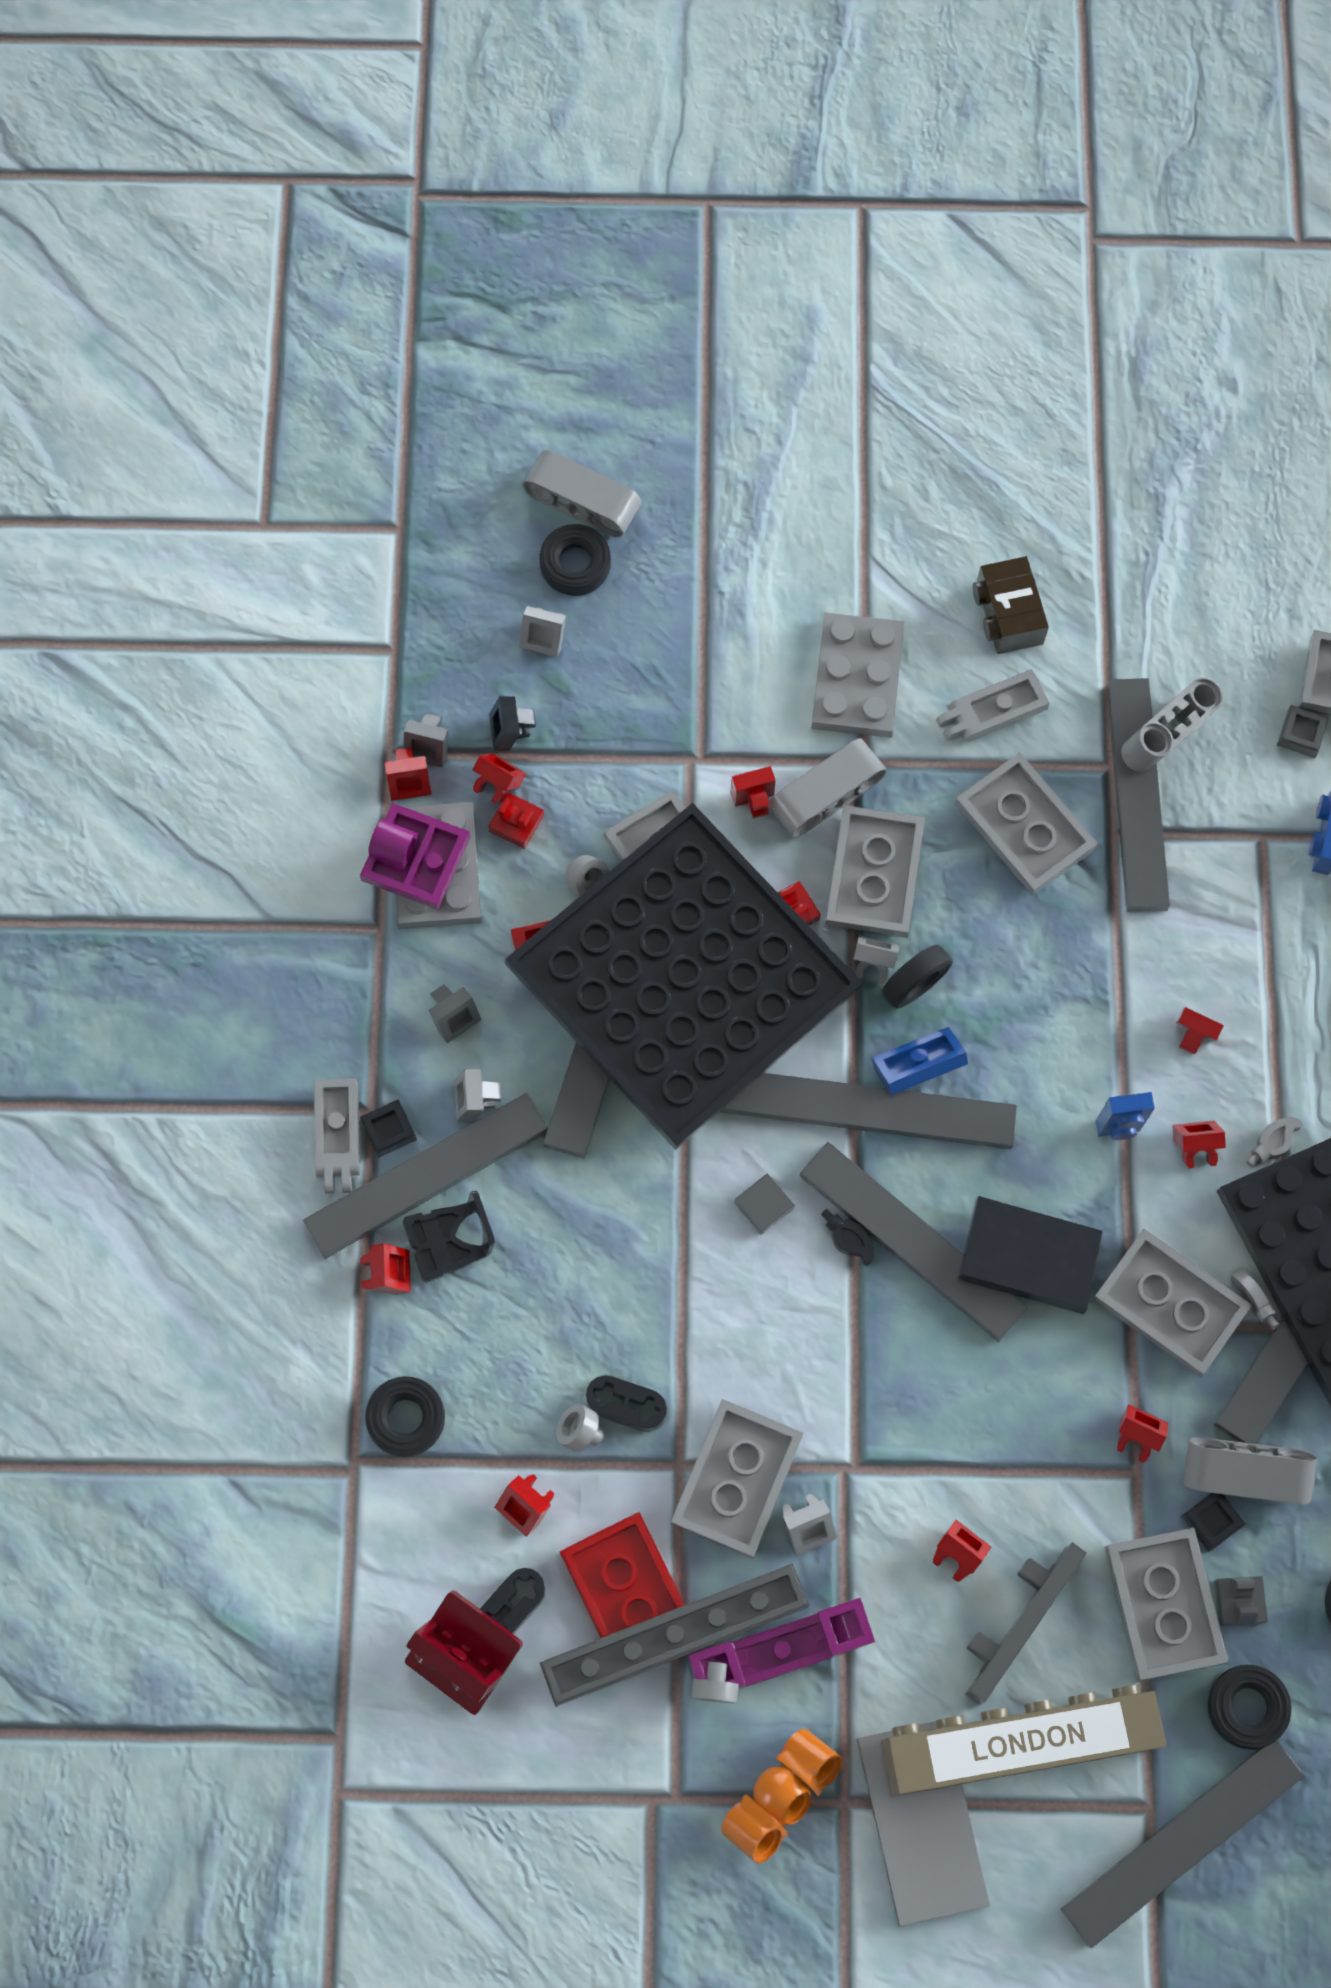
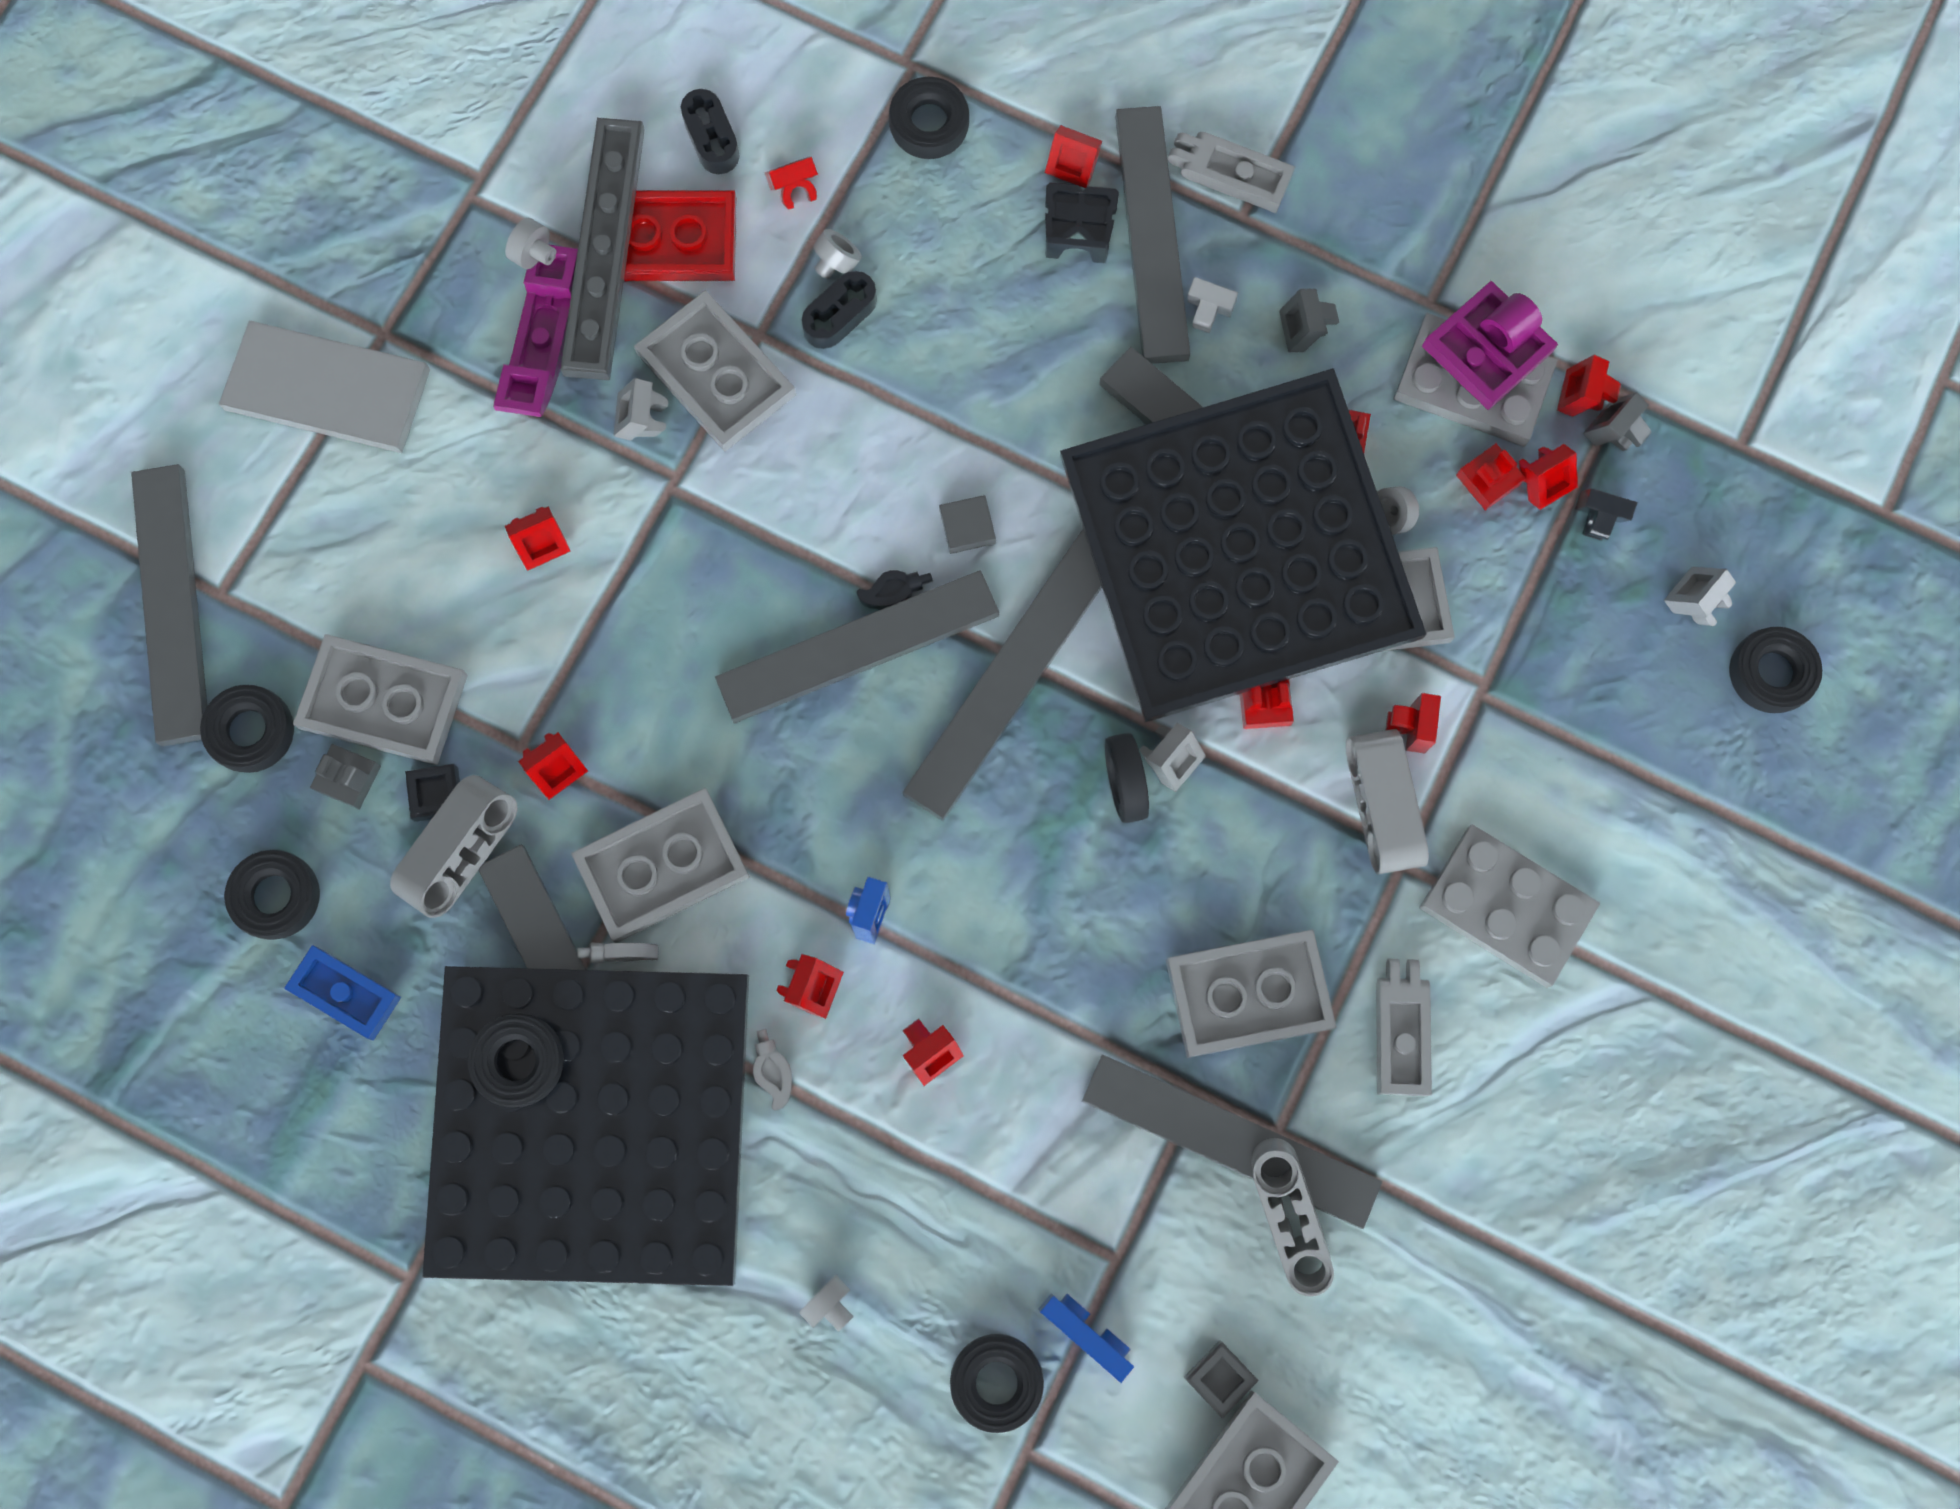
camera: 115 degrees right, 5 degrees up
(388, 1128) = (1216, 221): black tile -> none
(462, 1652) = (685, 58): dark red bracket -> none
(581, 493) = (1856, 710): light grey beam -> none
(781, 1795) = (413, 270): orange piece -> none
(875, 871) = (1269, 804): light grey plate -> none
(920, 1060) = (1037, 742): blue plate -> none
(1000, 1657) = (422, 519): dark grey hinge -> none
(1011, 605) = (1522, 1115): dark brown brick -> none
(1022, 1742) = (331, 495): brick -> none
(1030, 1255) = (781, 748): black tile -> none

